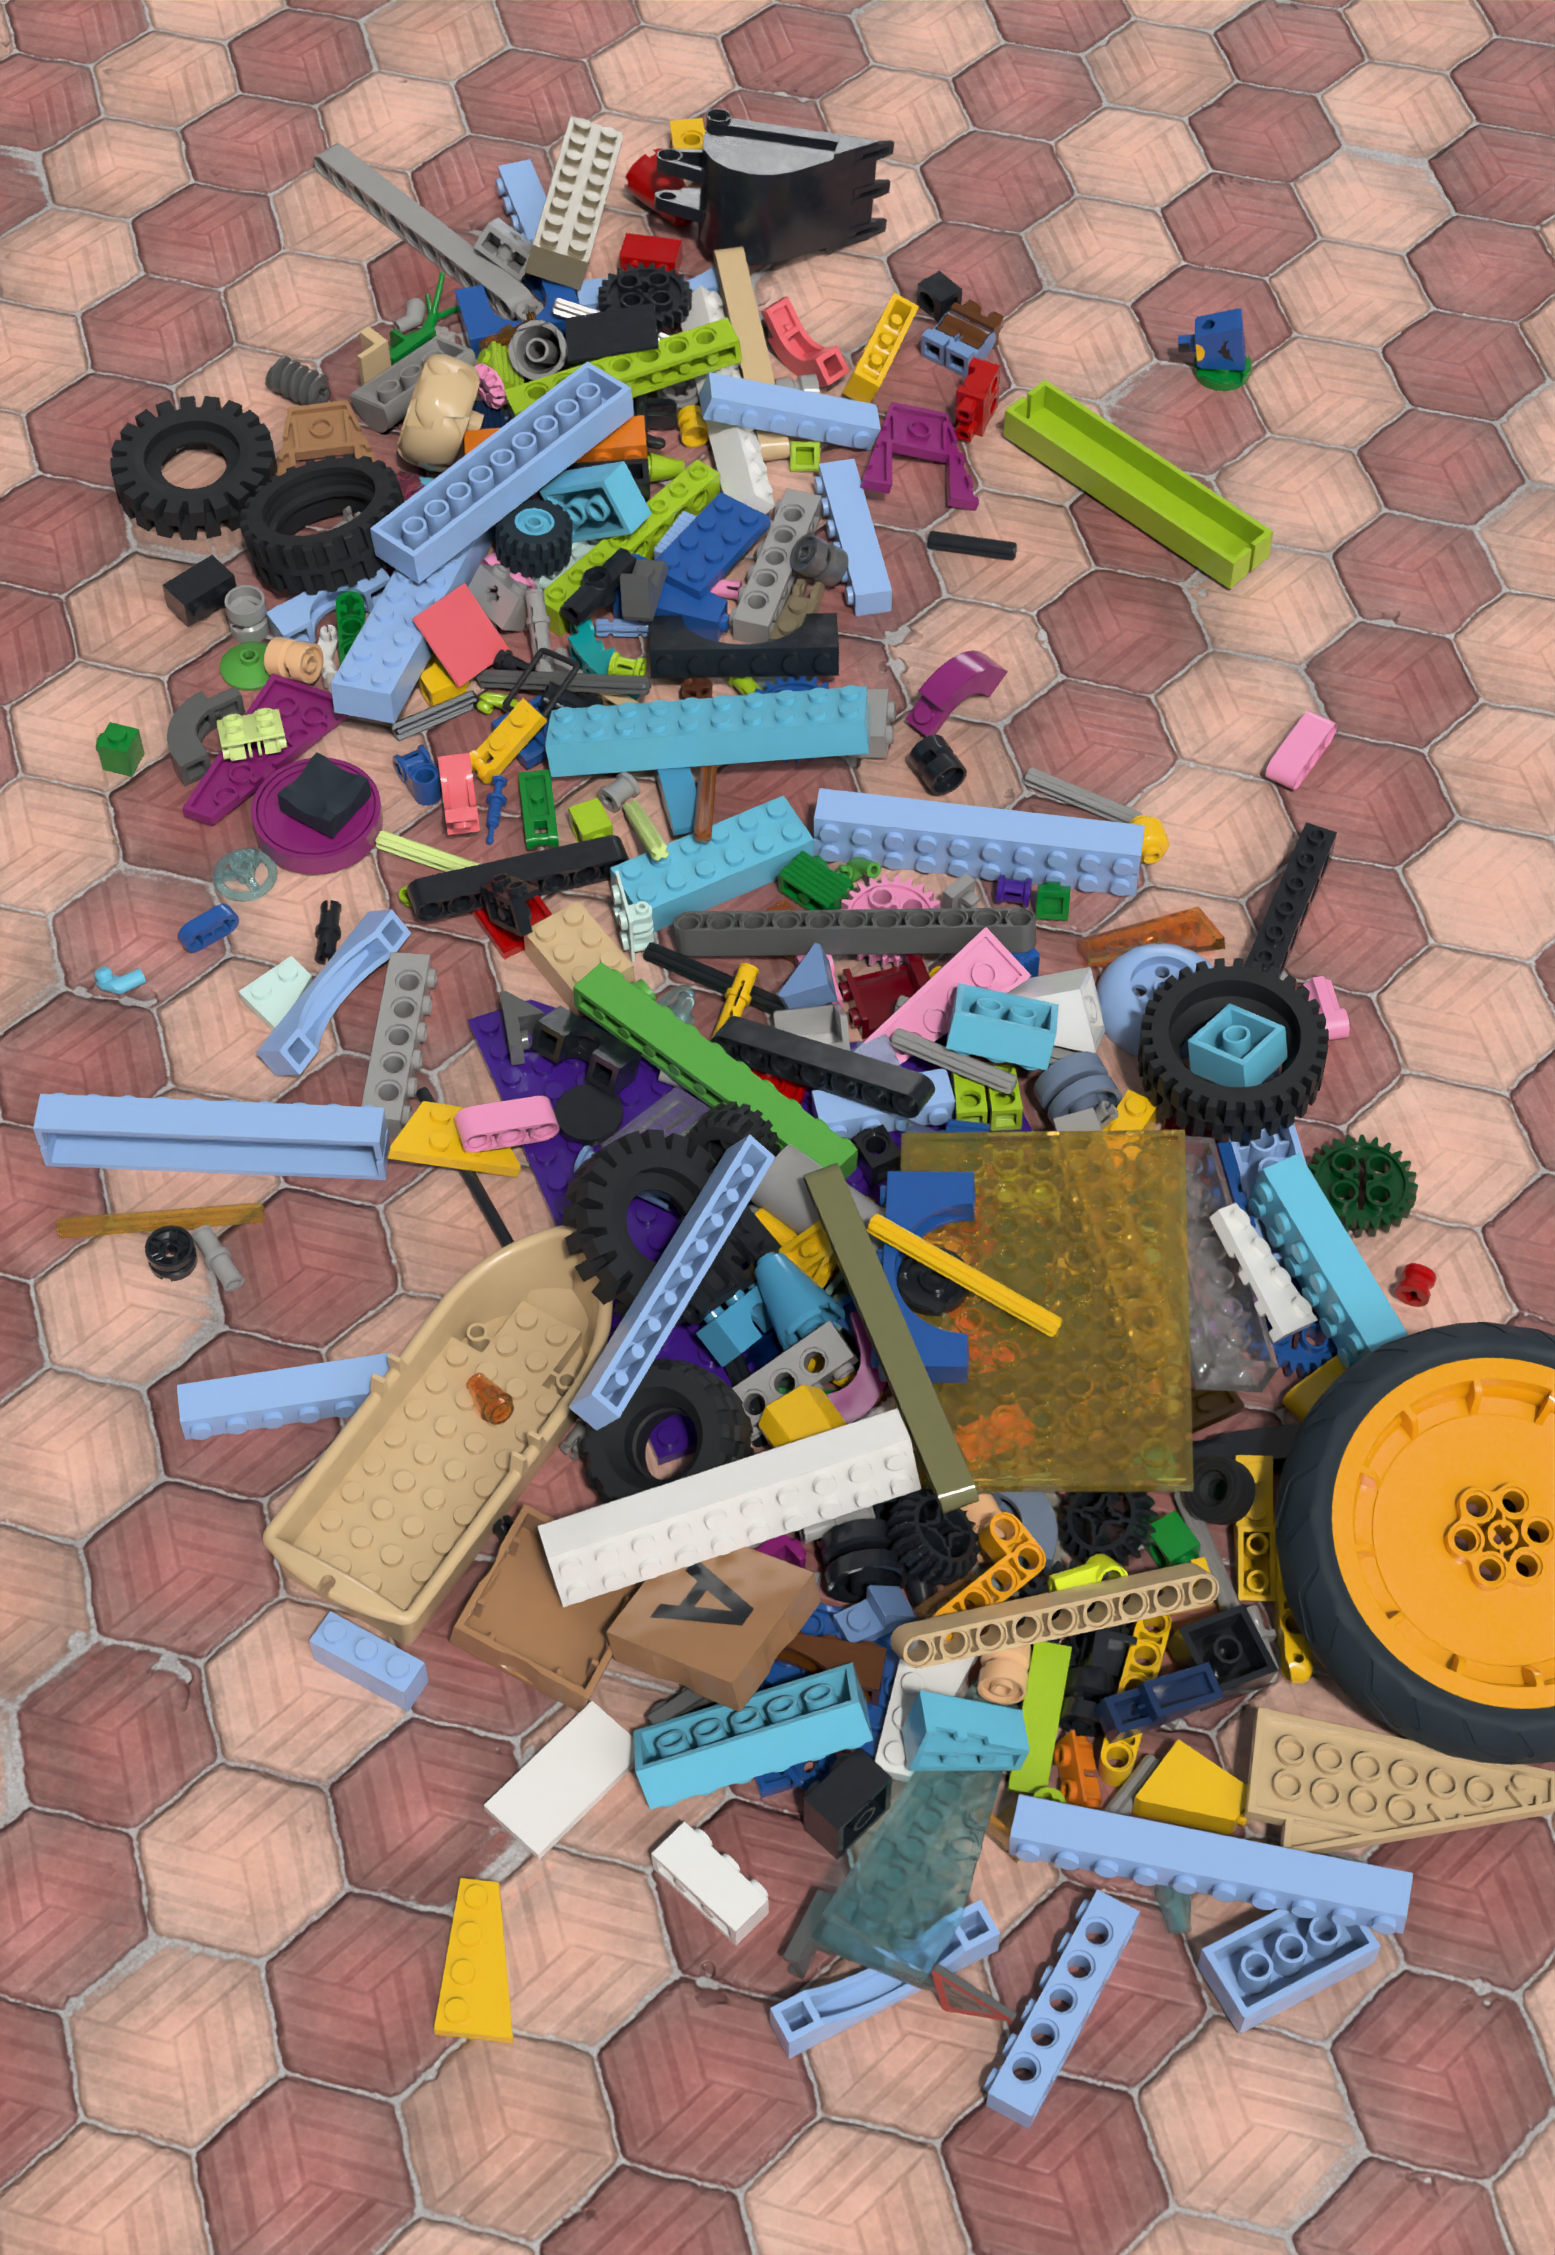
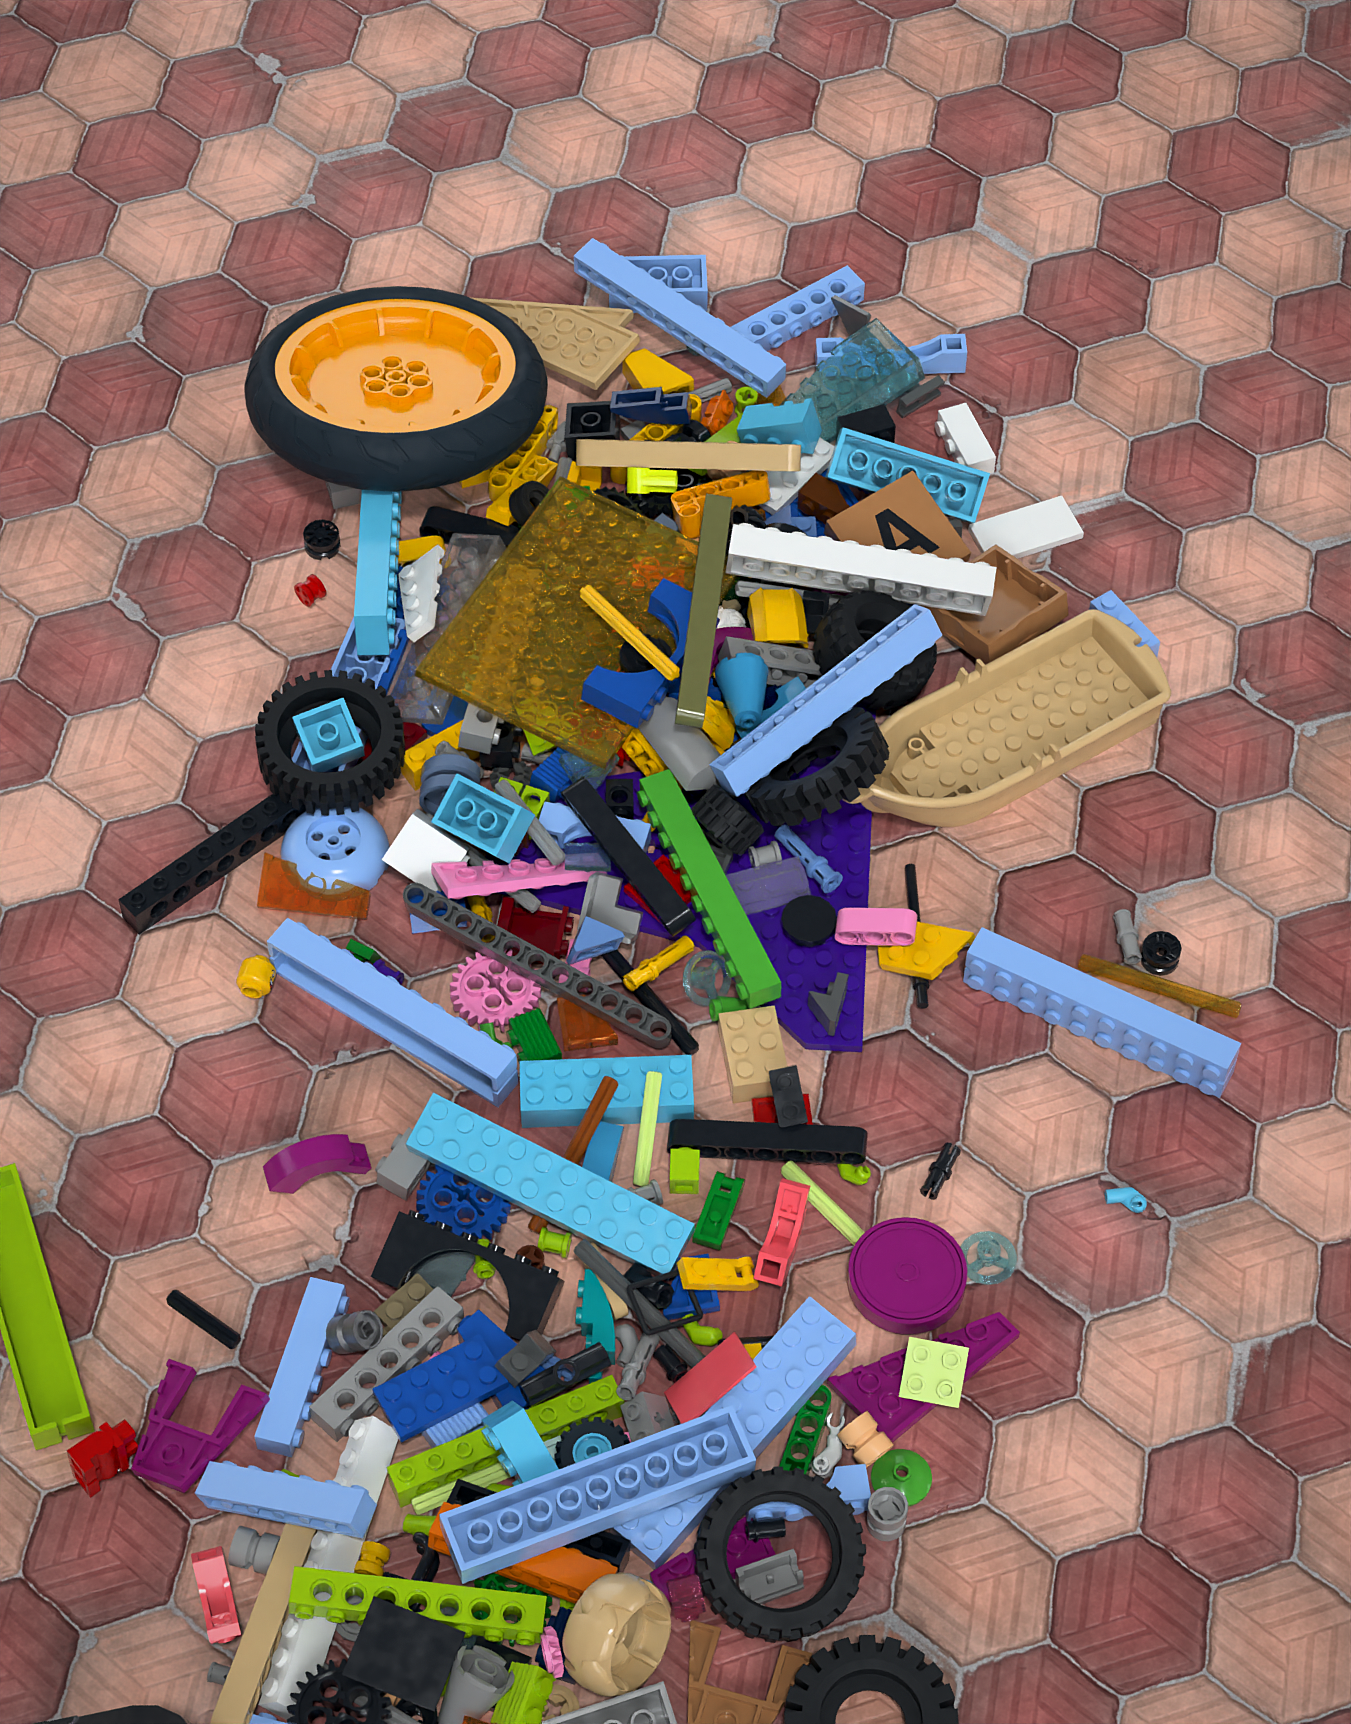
camera: 155 degrees left, 0 degrees up
(120, 749) = (1053, 1416): green brick -> none
(191, 726) = (983, 1417): dark grey arch -> none
(199, 590) = (920, 1561): black brick -> none
(208, 928) = (1037, 1211): blue beam -> none
(276, 991) = (1001, 1136): light aqua wing -> none
(277, 1397) = (1112, 816): light blue brick -> none
(300, 1031) = (1006, 1073): light blue arch -> none
(324, 796) = (899, 1258): black brick -> none
(406, 996) = (896, 1102): light grey brick -> none
(419, 776) = (802, 1284): blue piece -> none
(475, 1976) = (1124, 458): yellow wing -> none
(491, 1400) = (978, 734): clear orange cone -> none
(495, 801) = (749, 1234): blue piece -> none
(567, 1035) = (800, 974): black arch -> none
(618, 663) = (584, 1279): lime bush -> none
(633, 919) = (700, 1047): light aqua hinge -> none
(880, 349) = (146, 1565): yellow brick -> none
(937, 295) = (45, 1619): black brick -> none
(937, 765) = (375, 1103): black wheel -> none
(960, 894) = (430, 986): light grey tile -> none
(962, 335) = (57, 1556): hips -> none
(1079, 796) = (277, 1037): light grey axle -> none
(1301, 750) = (81, 1000): bright pink beam -> none
(1336, 1018) = (227, 787): bright pink piece -> none
(1393, 1187) = (291, 657): dark green gear -> none

